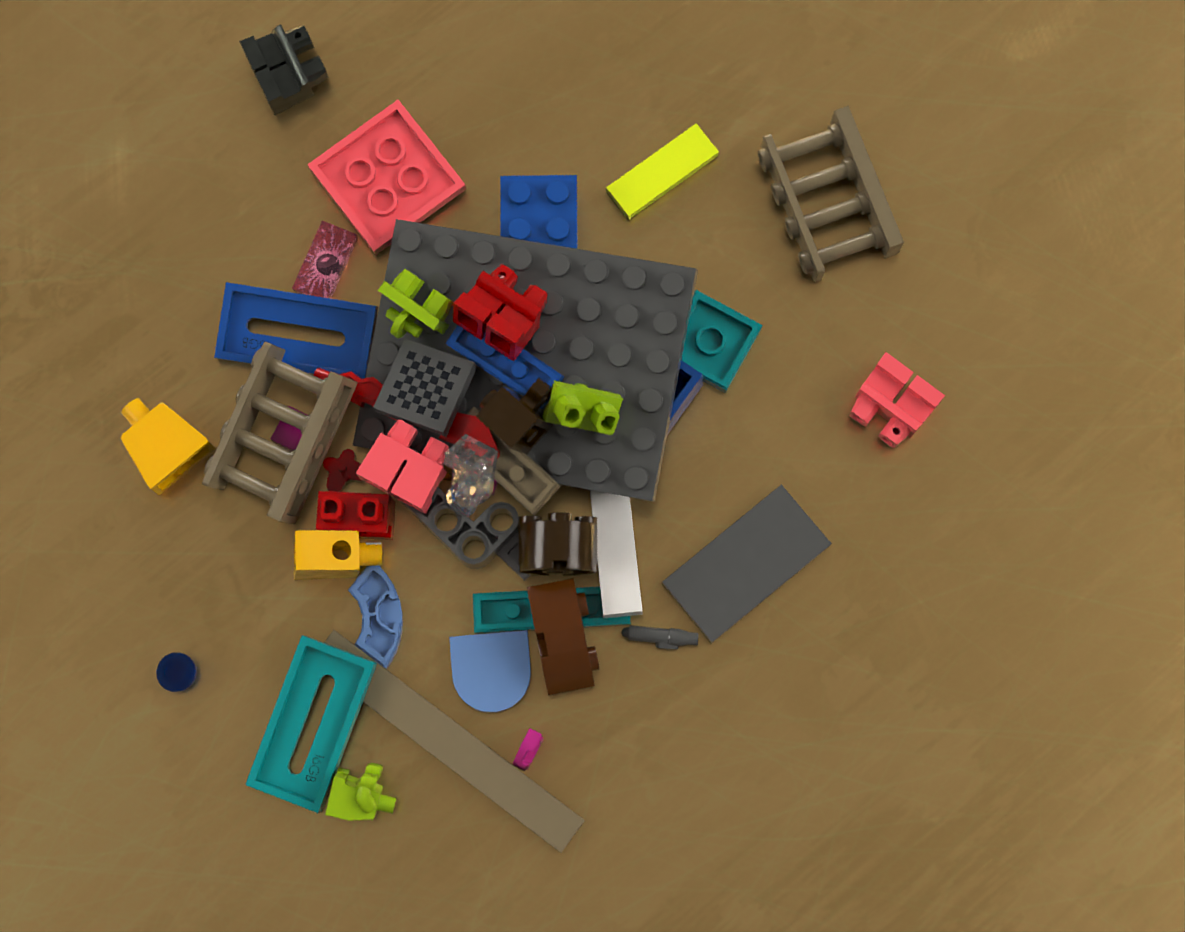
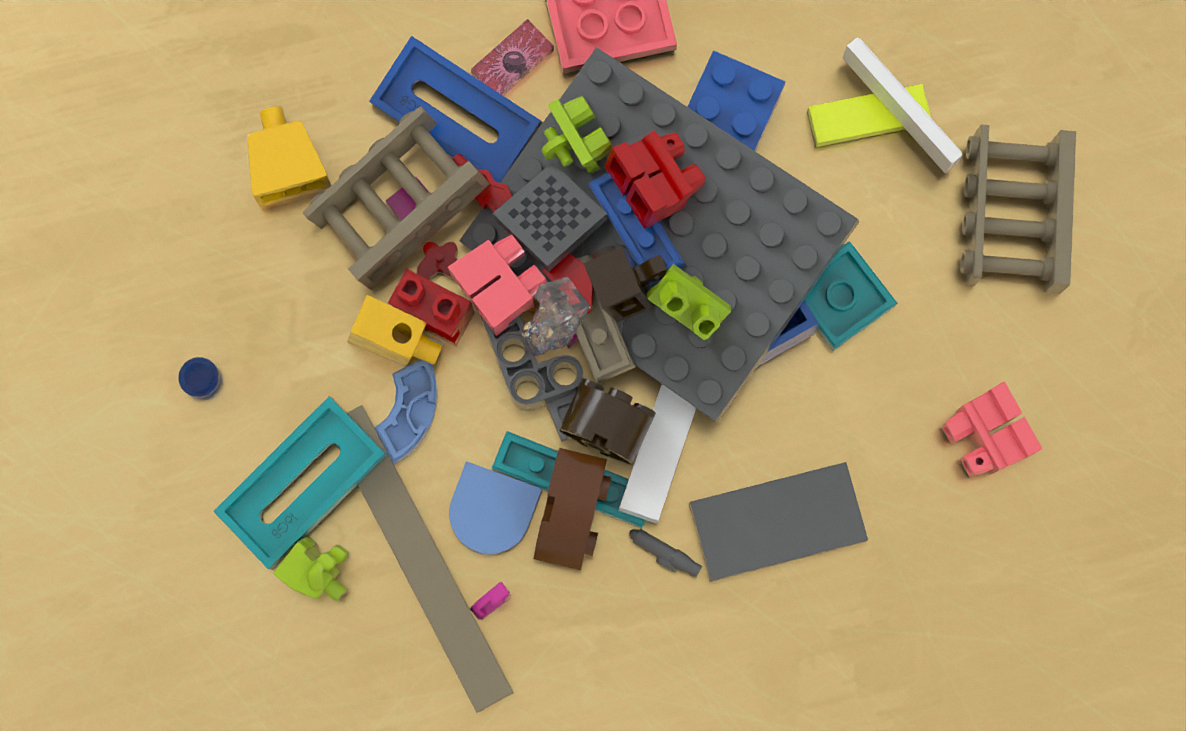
camera: 20 degrees right, 0 degrees up
(687, 150) = (902, 105): none -> white tile

